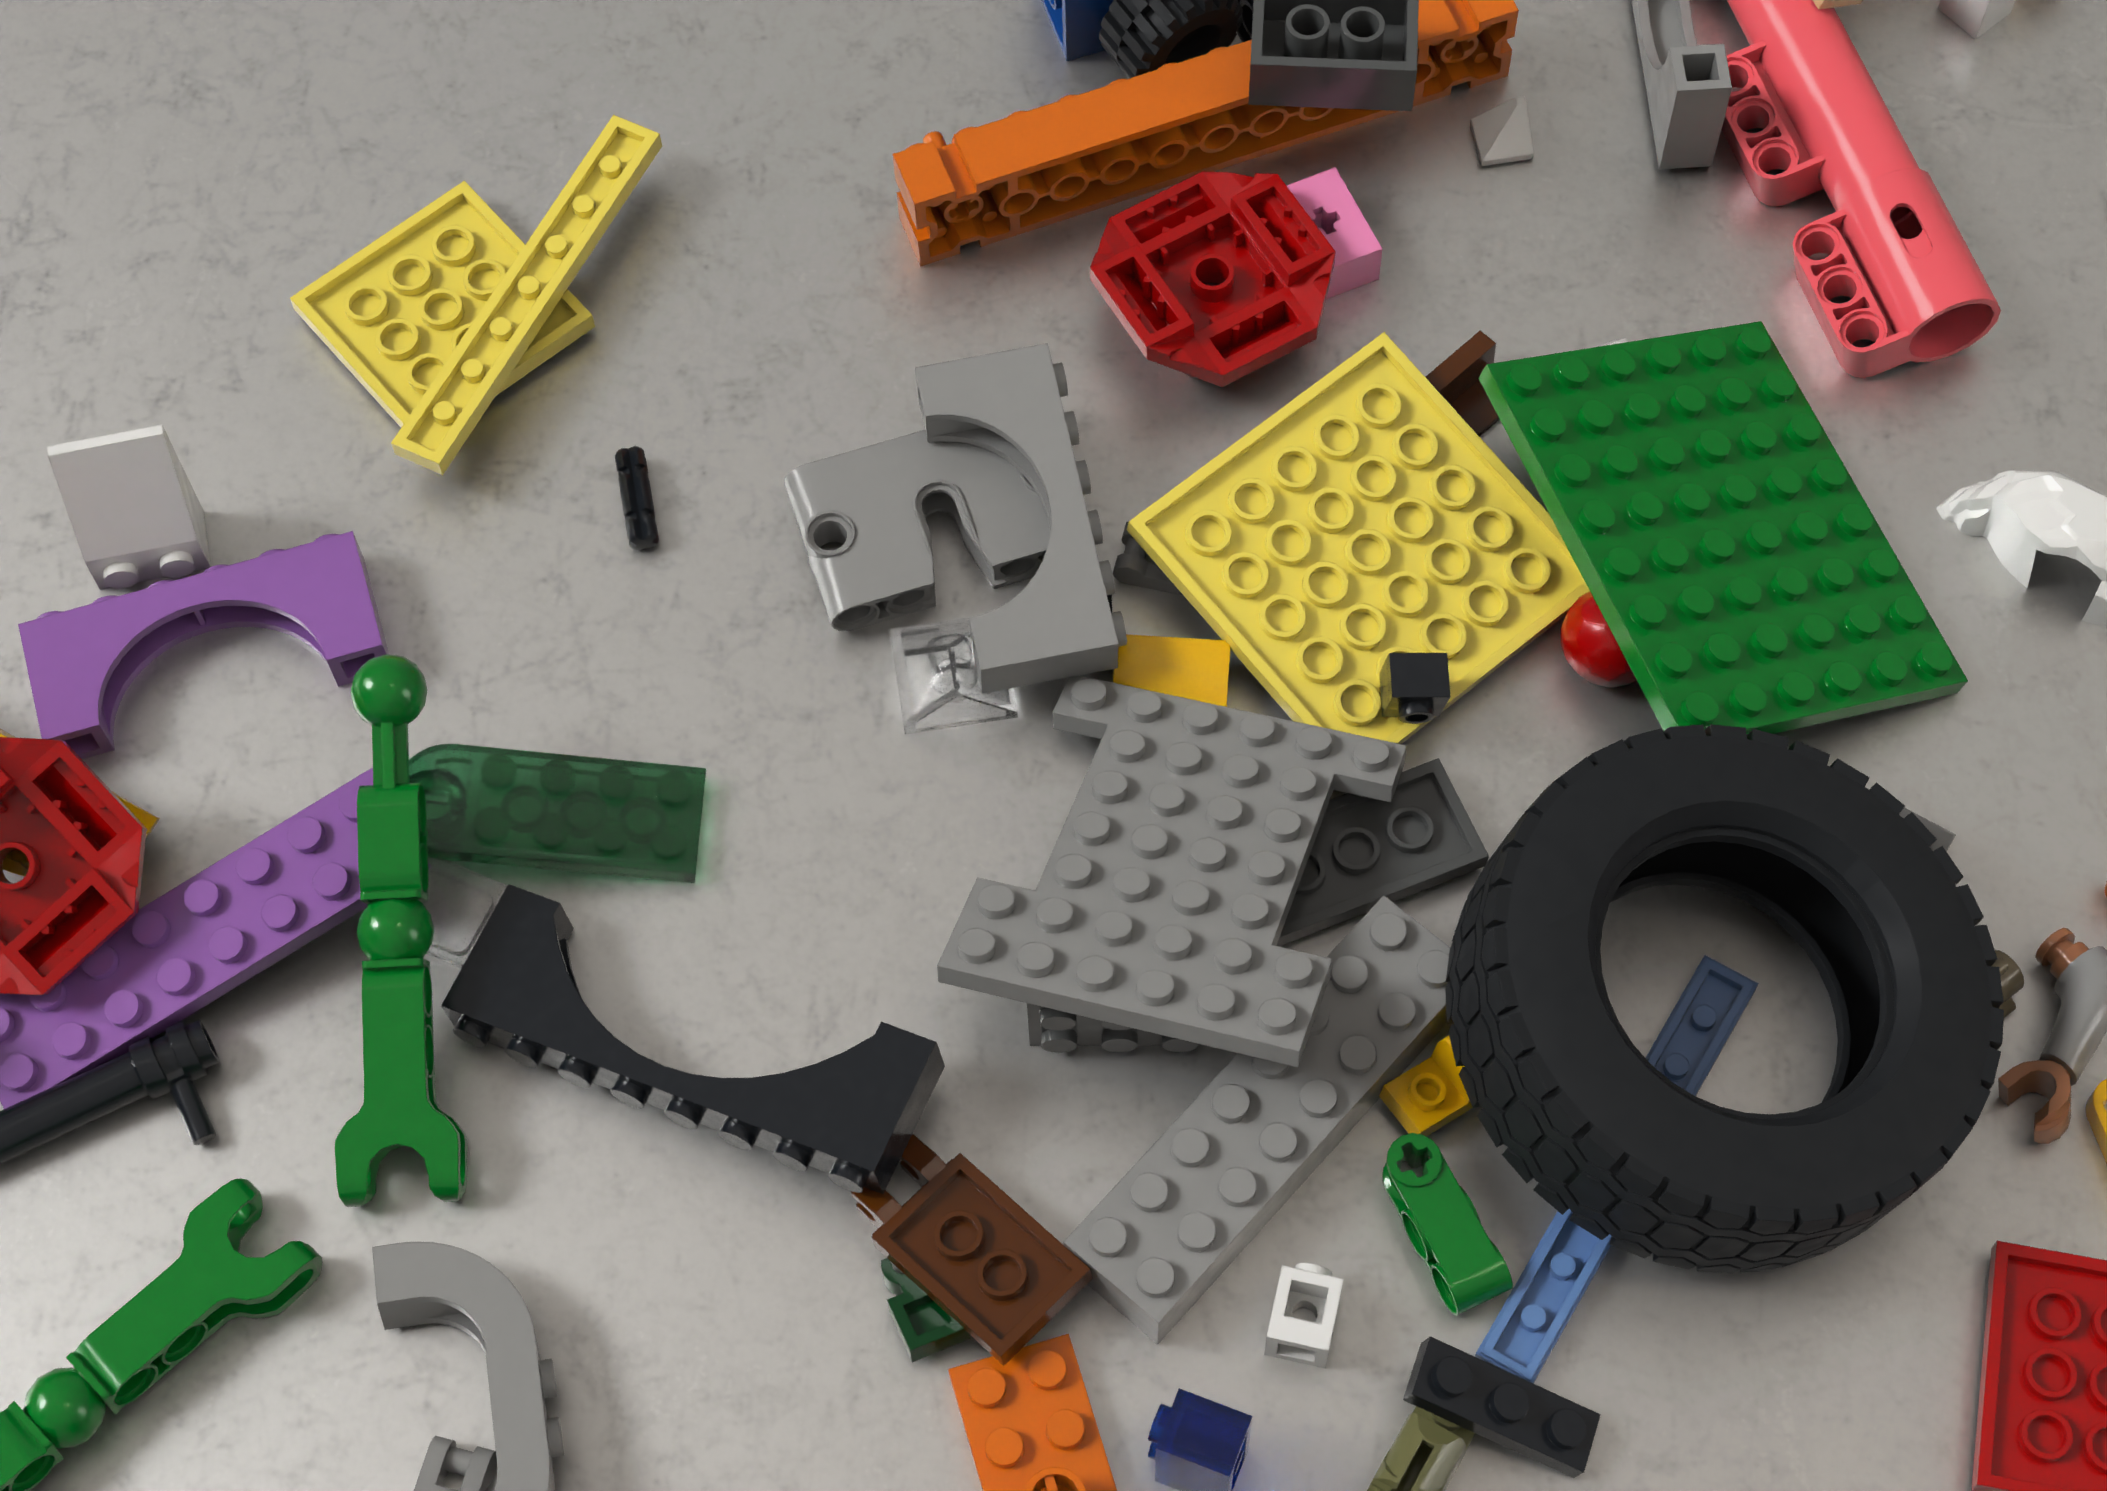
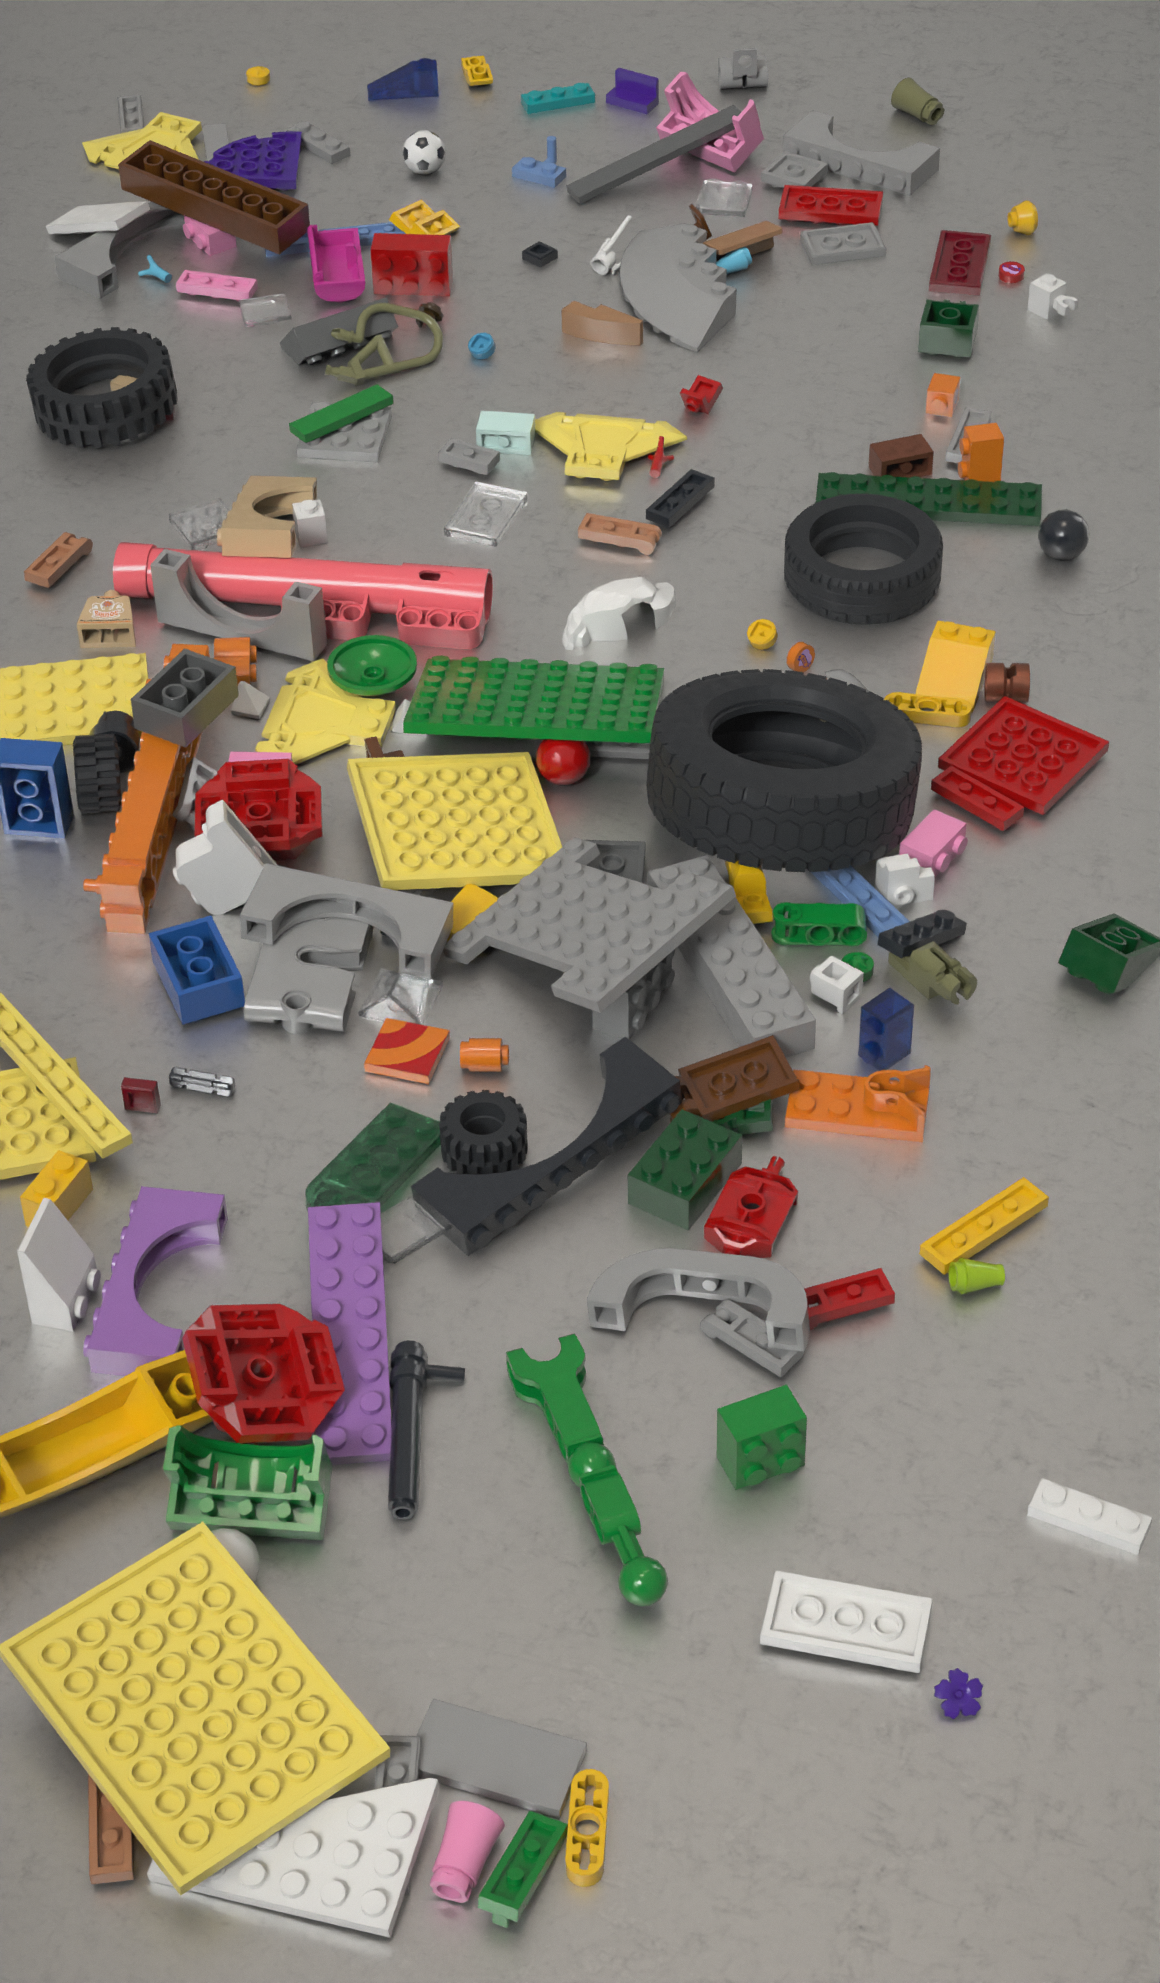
camera: 65 degrees left, 20 degrees down
(315, 433) = (64, 1181): none -> yellow piece
(395, 938) = (447, 1237): green piece -> none
(558, 435) = (140, 1095): none -> dark red tile
(668, 891) = (483, 1133): none -> black tyre
(745, 1264) = (684, 1169): none -> dark green brick
(757, 1428) = (751, 1231): none -> red plate
(837, 370) = (197, 969): none -> blue brick
(837, 737) = (407, 1051): none -> orange tile
(866, 849) = (483, 1054): none -> orange brick
(1051, 300) = (220, 862): none -> white brick
(1271, 153) = (195, 777): none -> light grey plate
(1381, 1330) = (861, 962): none -> green tile
(1414, 686) = (545, 824): black plate -> none
(1531, 245) = (320, 716): none -> light yellow plate
(1567, 66) = (238, 653): none -> orange brick
(1623, 1315) = (903, 880): none -> white brick
(1671, 231) = (372, 665): none -> green dish
(1756, 1329) = (936, 841): none -> bright pink brick
(1937, 1354) = (977, 798): none -> red plate

